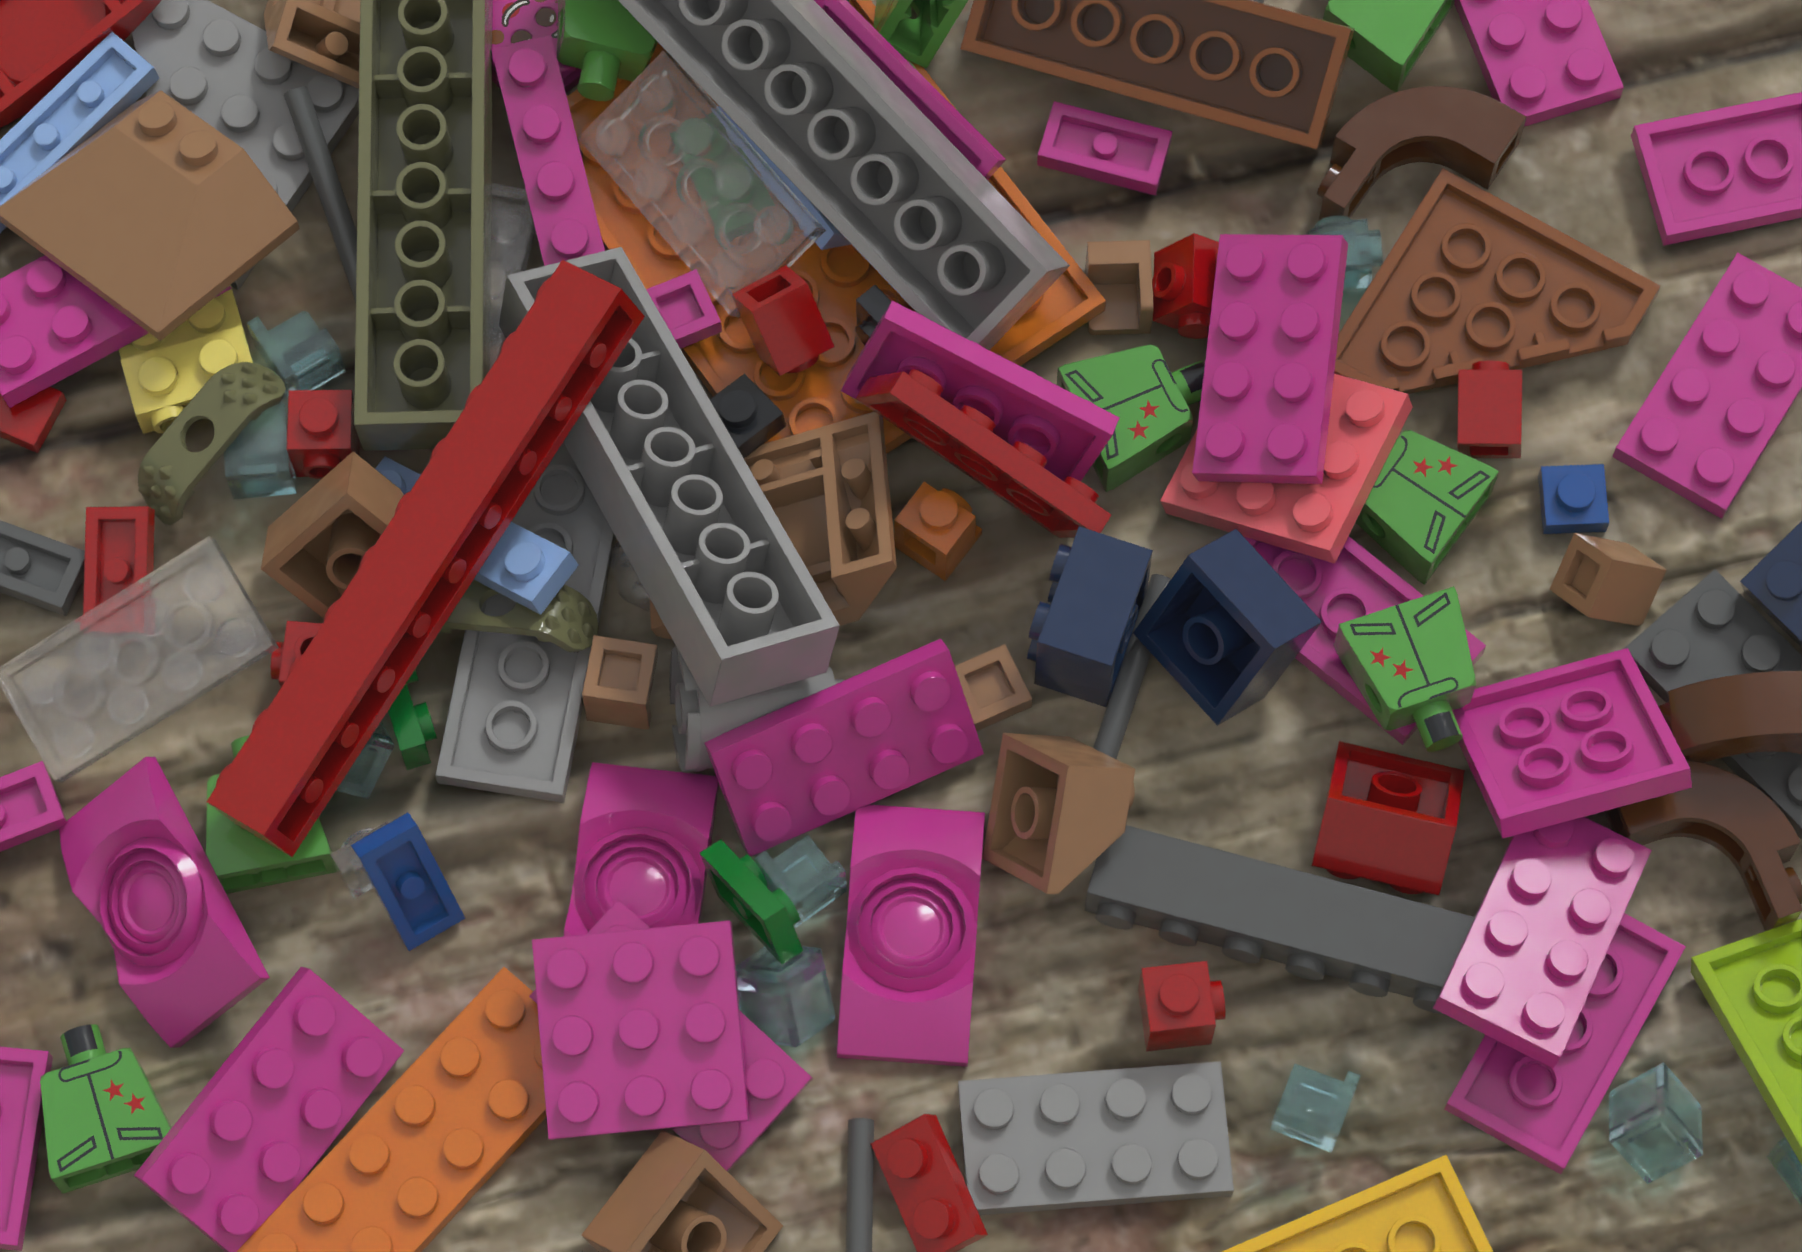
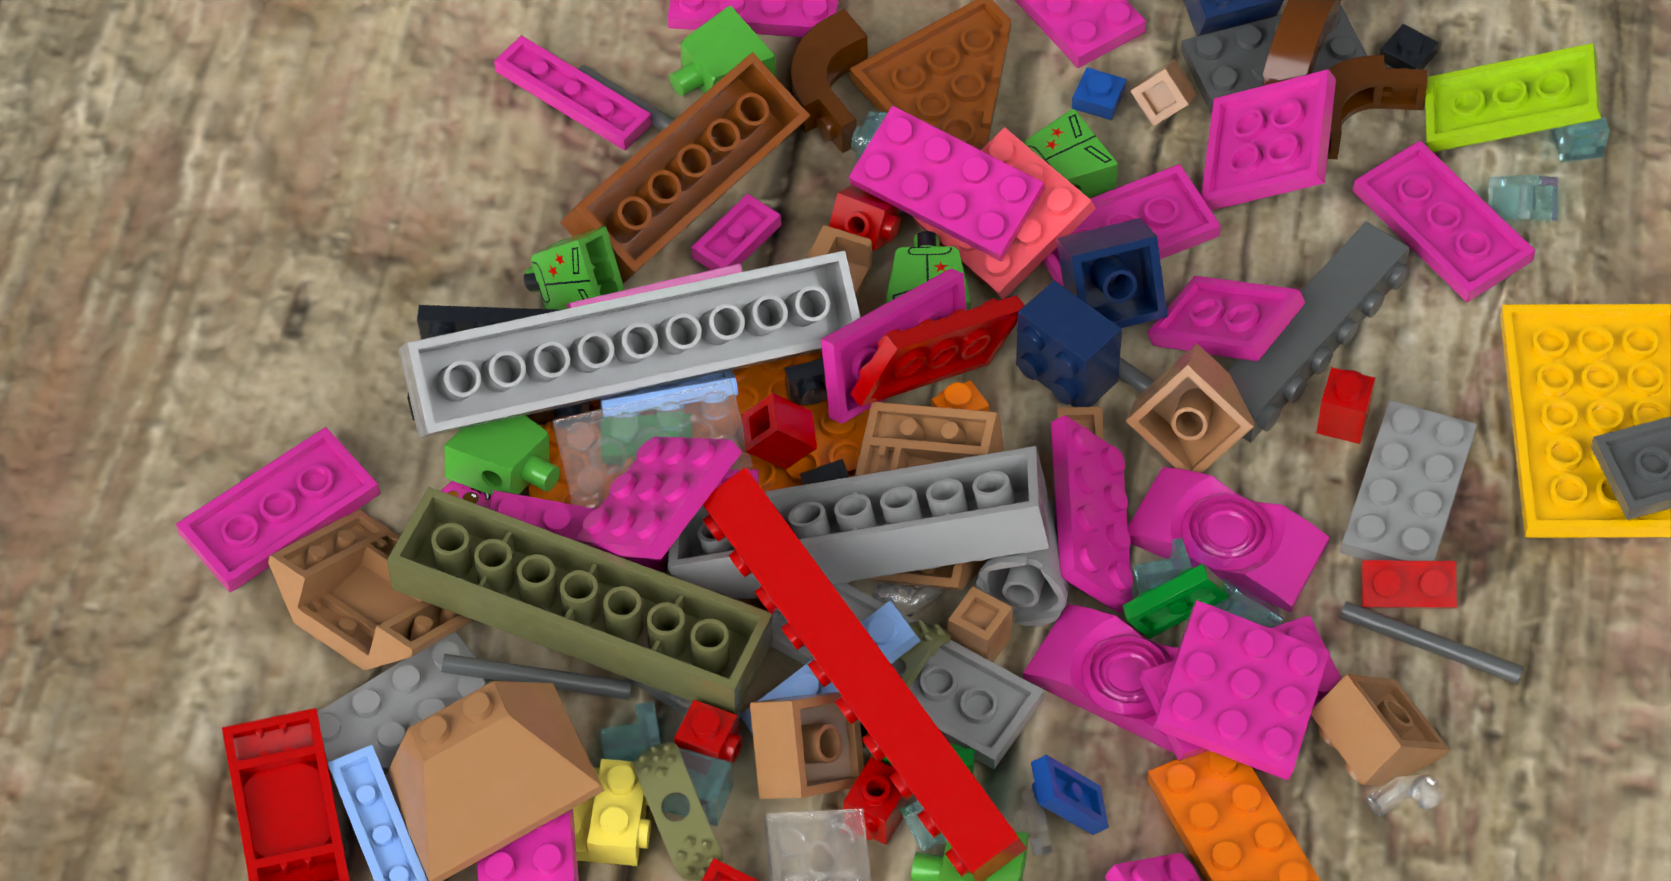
camera: 65 degrees left, 15 degrees down
(574, 213) = (658, 495): none -> dark pink plate
(1235, 799) = (1227, 317): none -> dark pink plate
(1314, 1106) = (1442, 360): clear light blue panel -> none
(1389, 819) = (1272, 248): red slope -> none
(1412, 665) = (1185, 193): bright green torso -> none
(1490, 410) = (1027, 101): red brick -> none
(1542, 935) = (1391, 197): plate -> none

